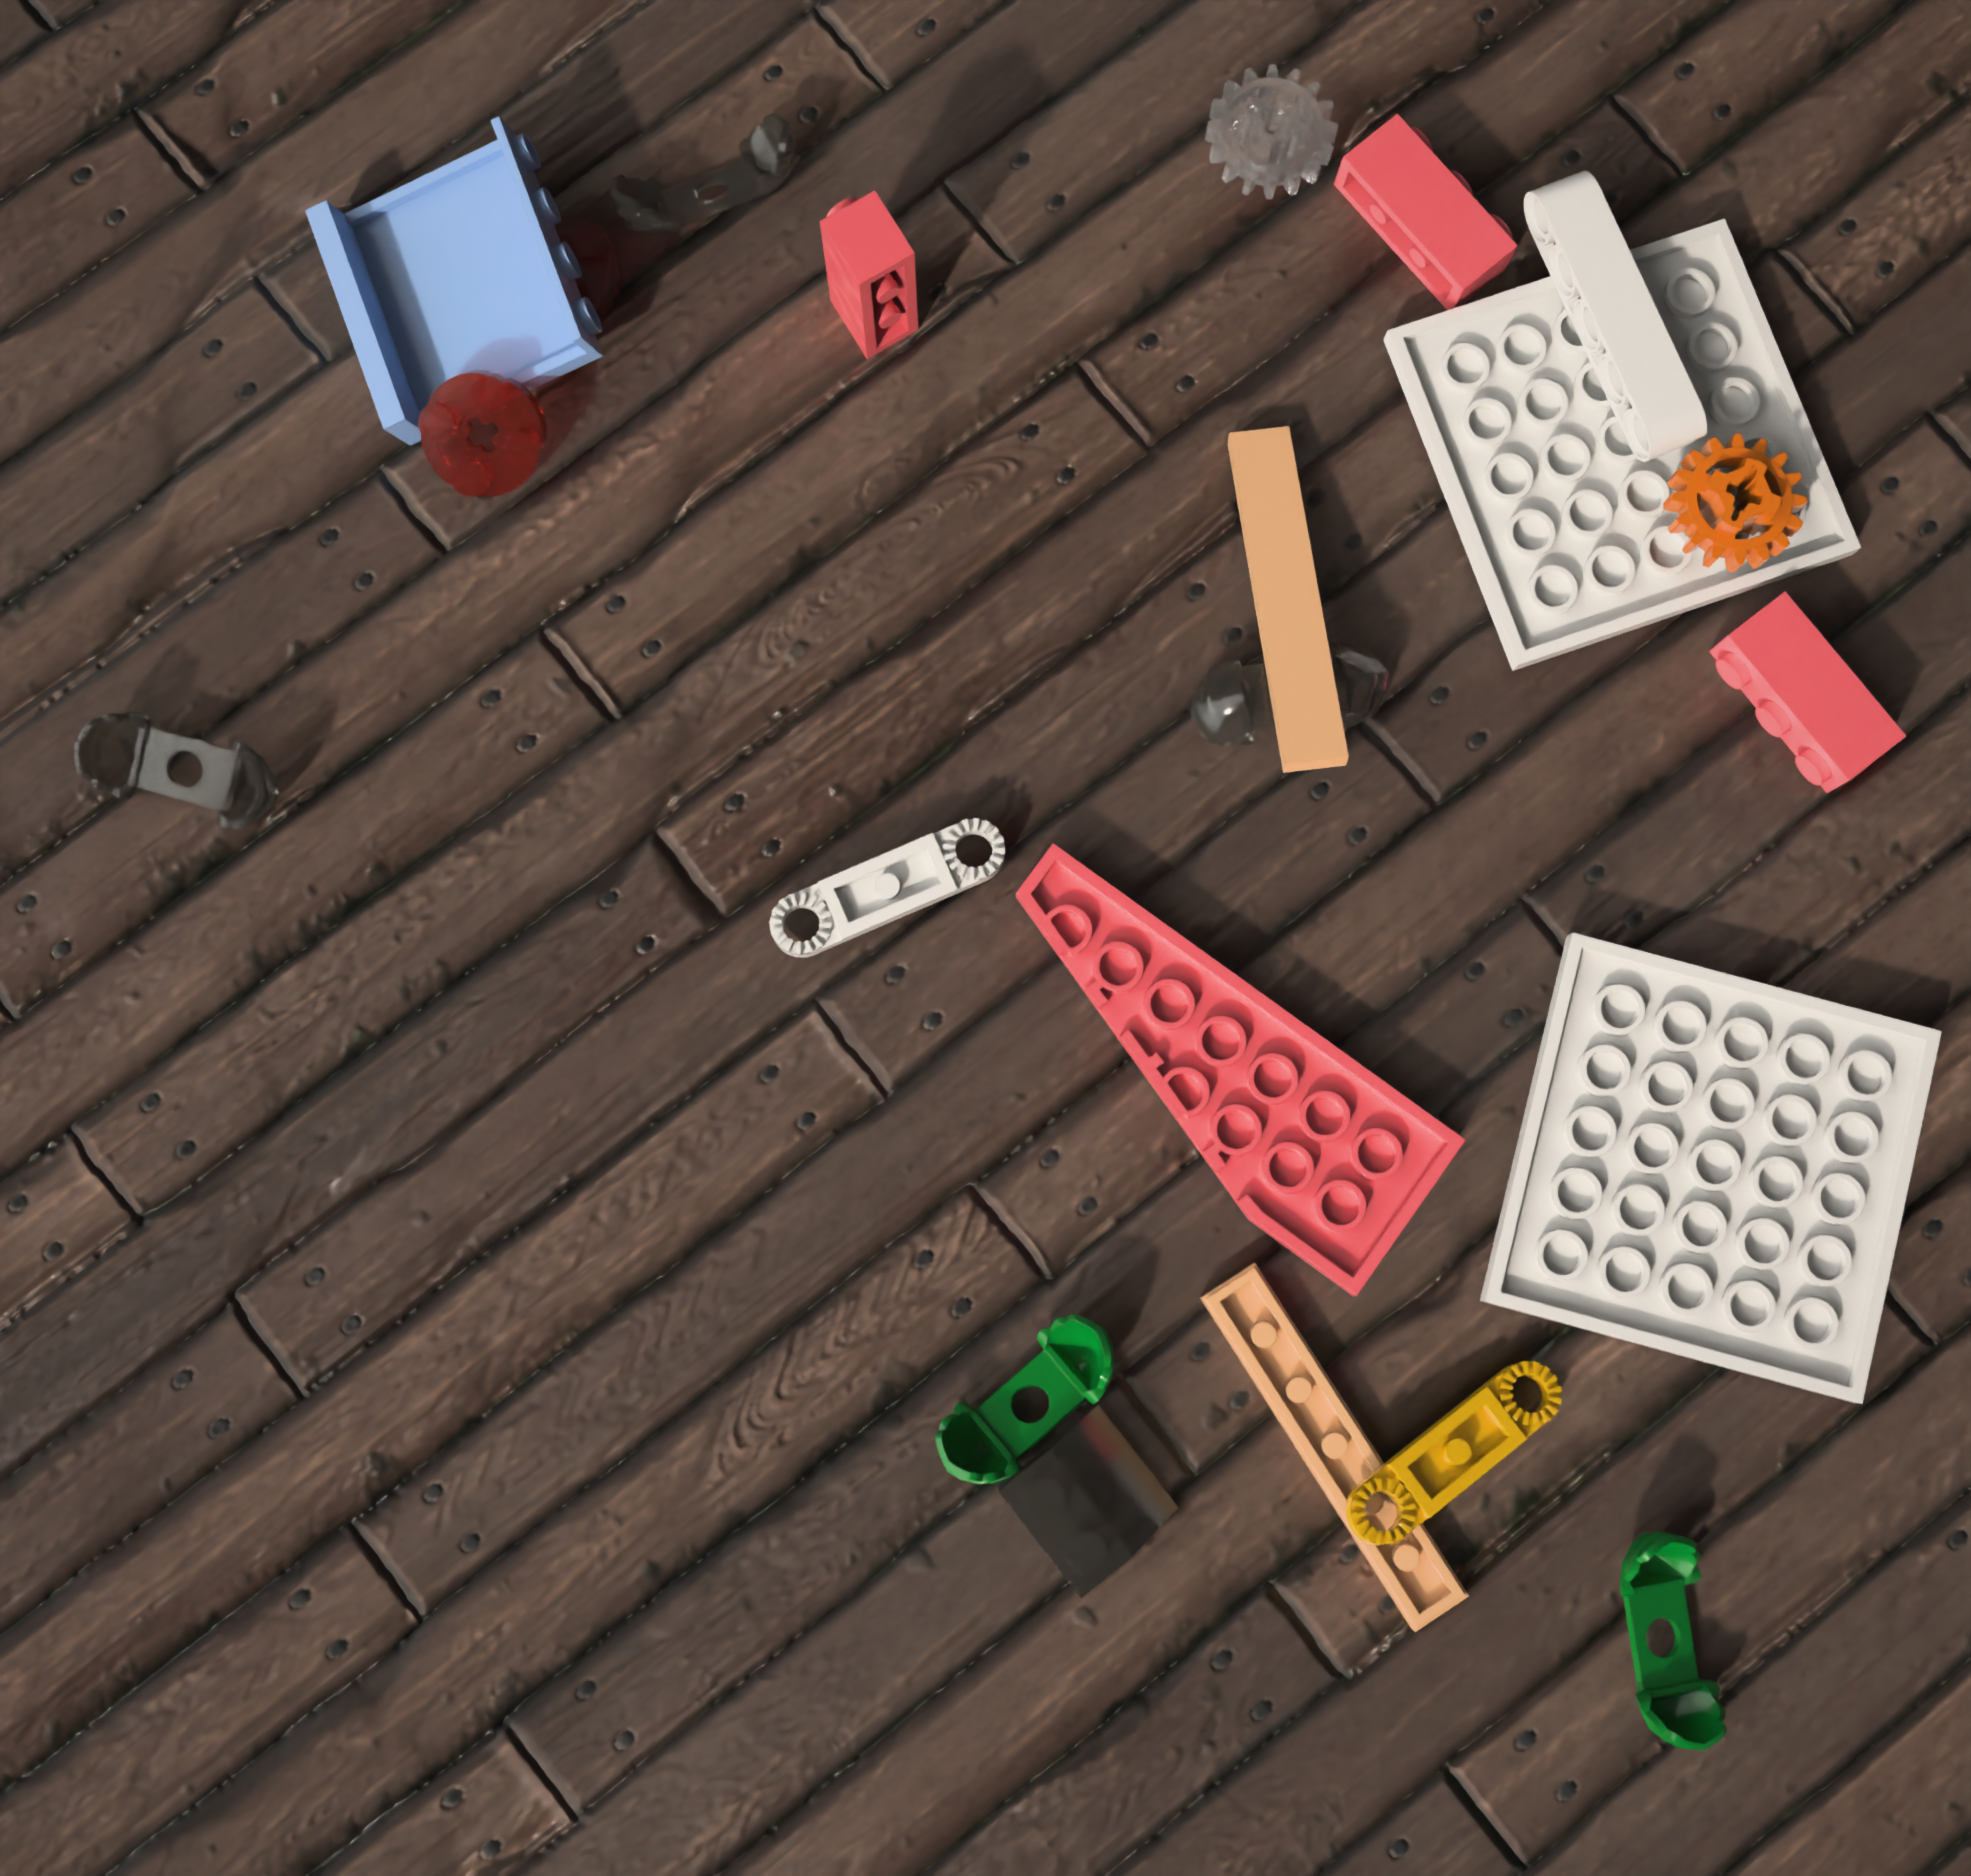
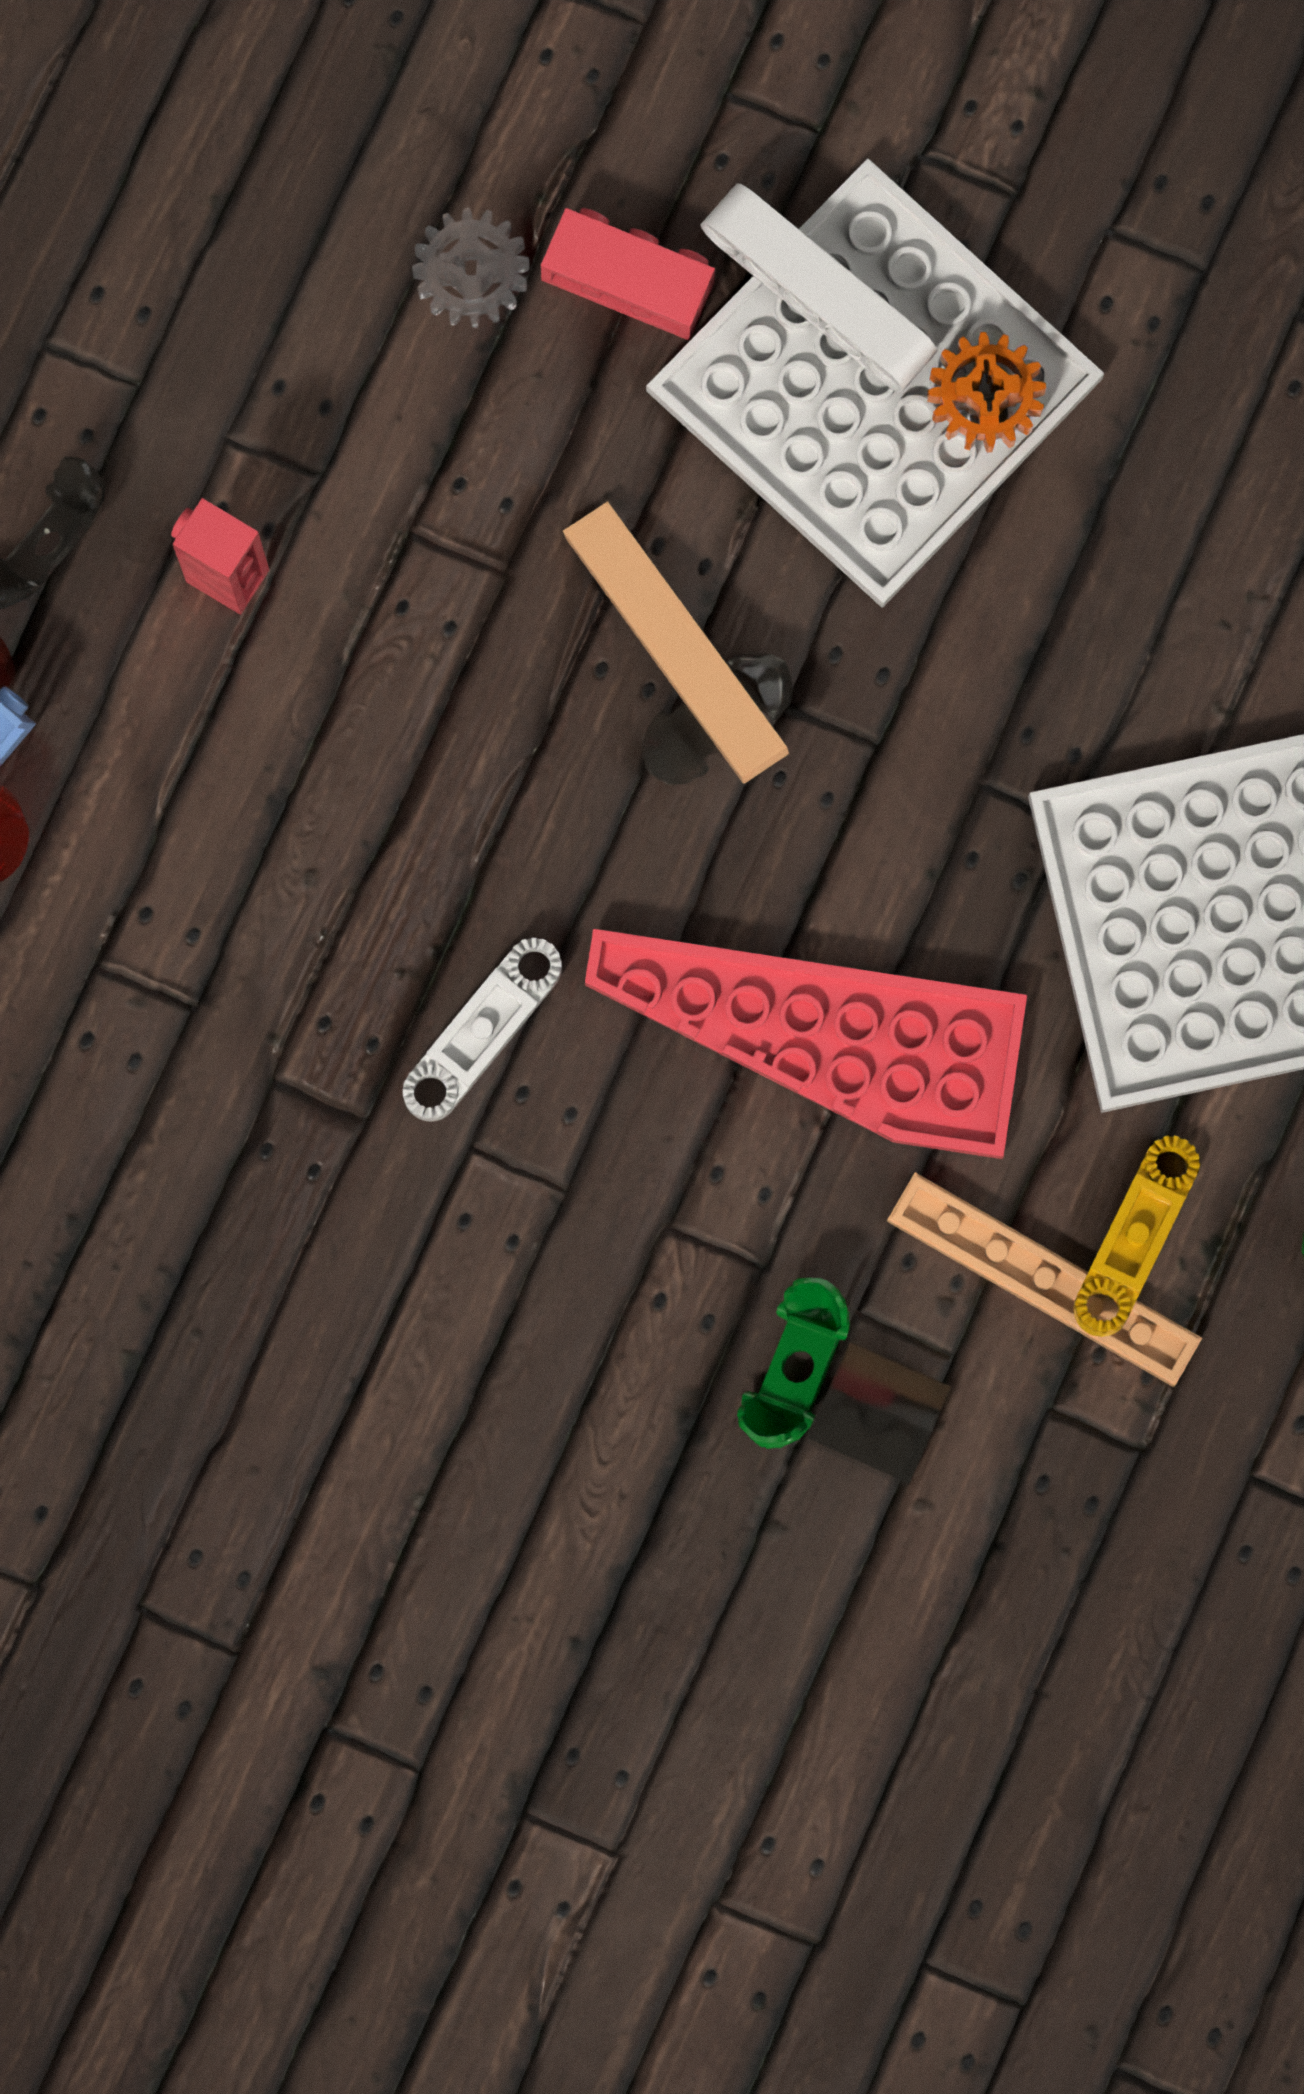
camera: 25 degrees left, 0 degrees up
(1806, 694) = (1117, 512): coral brick -> none

